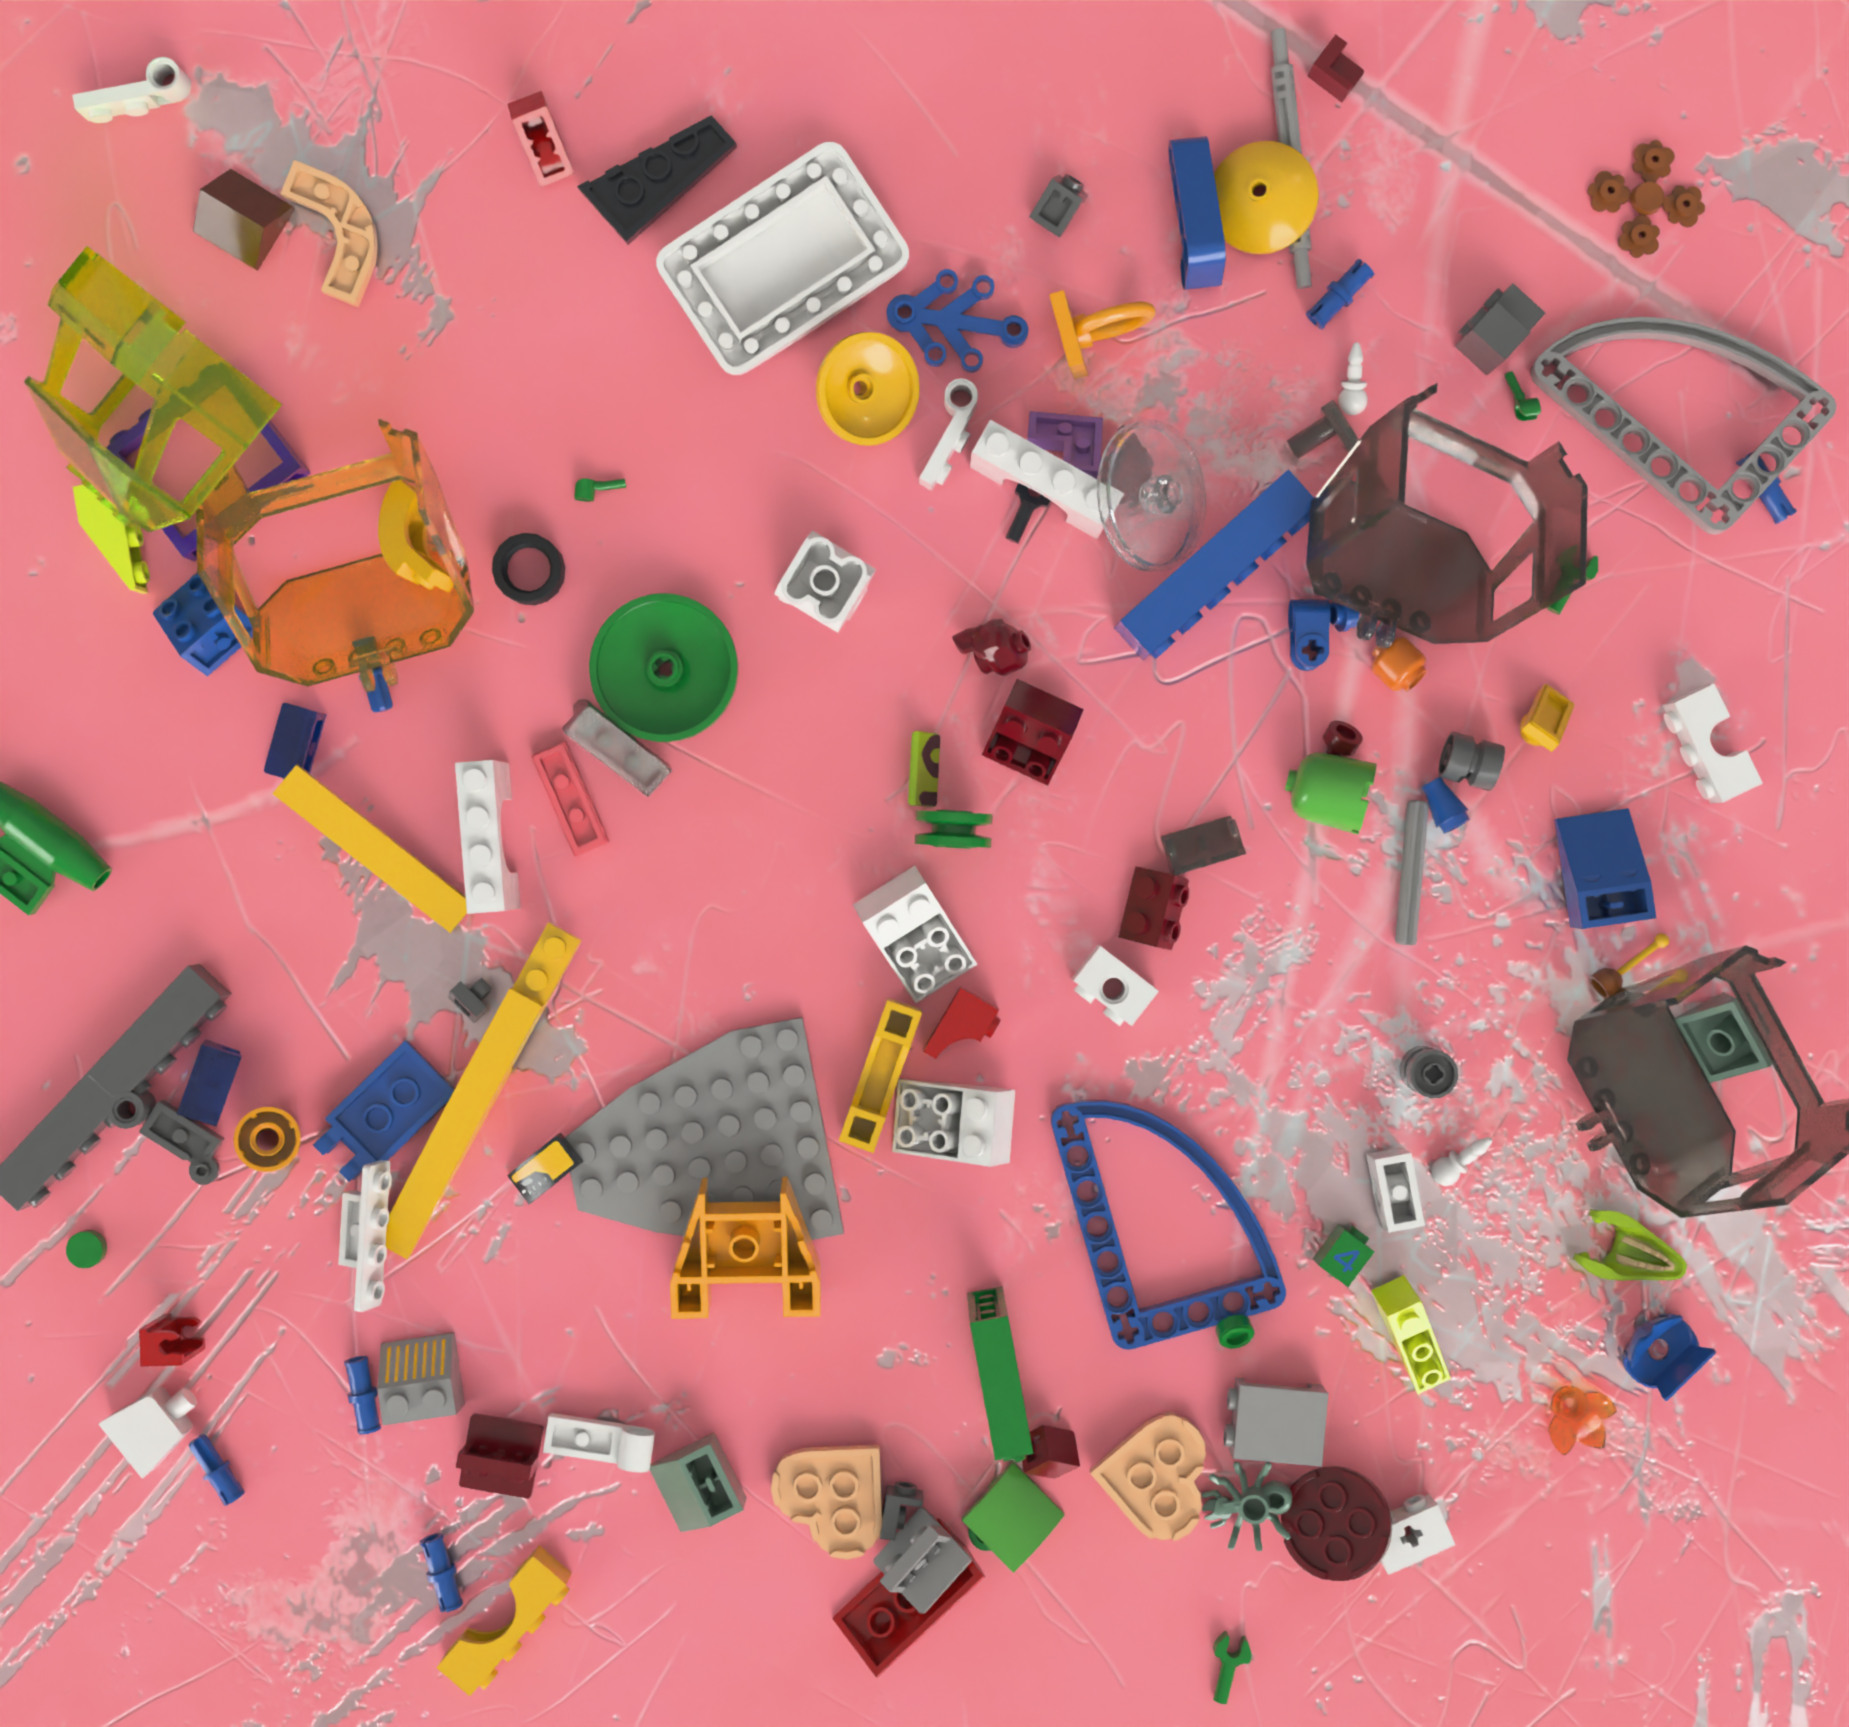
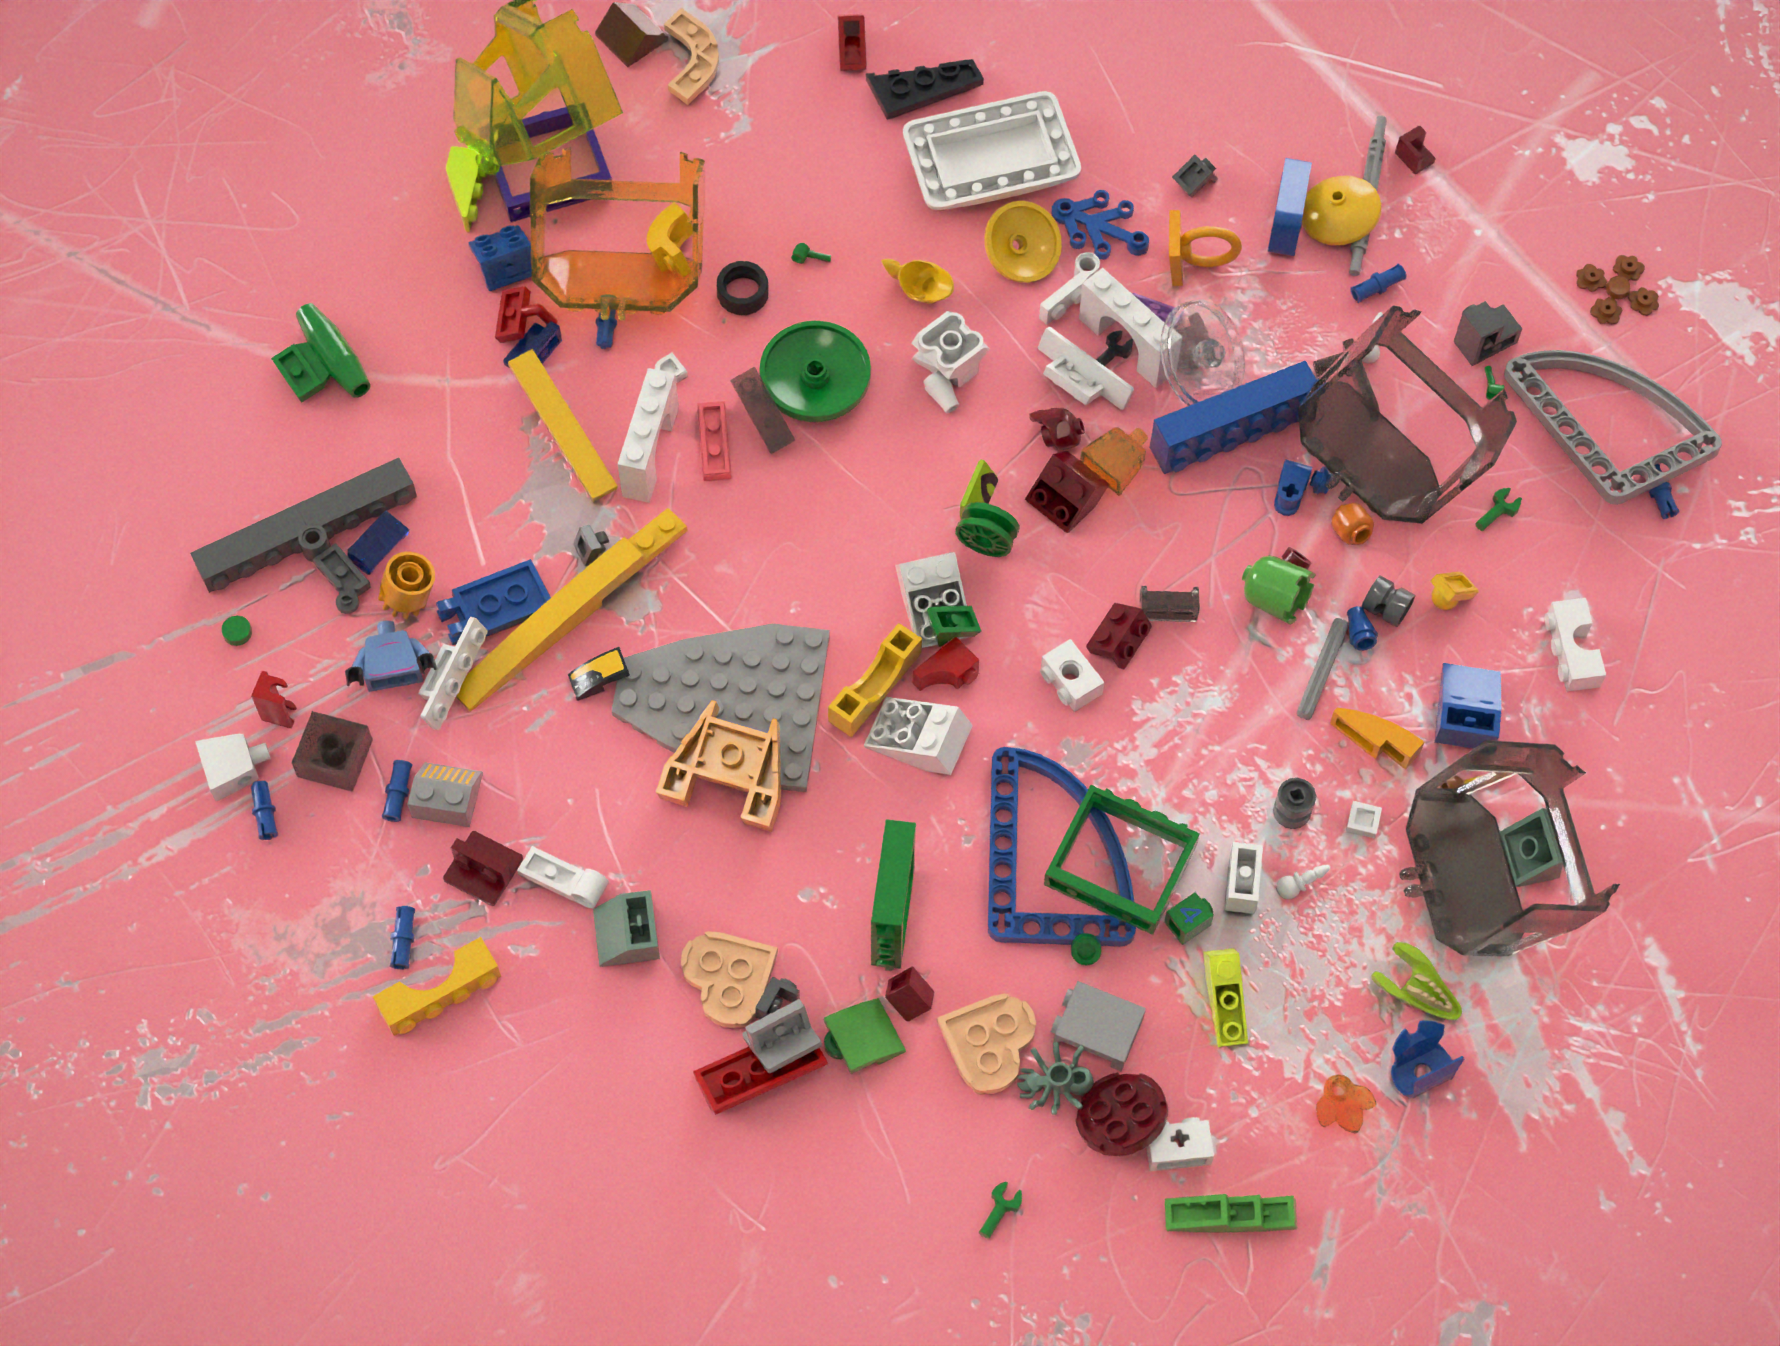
camera: 15 degrees right, 25 degrees down
(253, 704) = (514, 312): none -> red plate
(266, 1379) = (332, 751): none -> clear smoke brick
(285, 1236) = (390, 660): none -> medium blue torso
(478, 716) = (672, 364): none -> white tile
(756, 490) = (921, 280): none -> yellow hair
(835, 644) = (941, 391): none -> white cone
(952, 976) = (952, 622): none -> green slope
(998, 558) = (1081, 373): none -> white bracket
(1080, 664) = (1116, 457): none -> clear yellow torso
(1242, 1275) = (1103, 899): none -> green window
(1486, 1591) = (1230, 1214): none -> bright green slope
(1506, 947) = (1378, 735): none -> light orange slope
(1511, 1056) = (1363, 819): none -> white tile

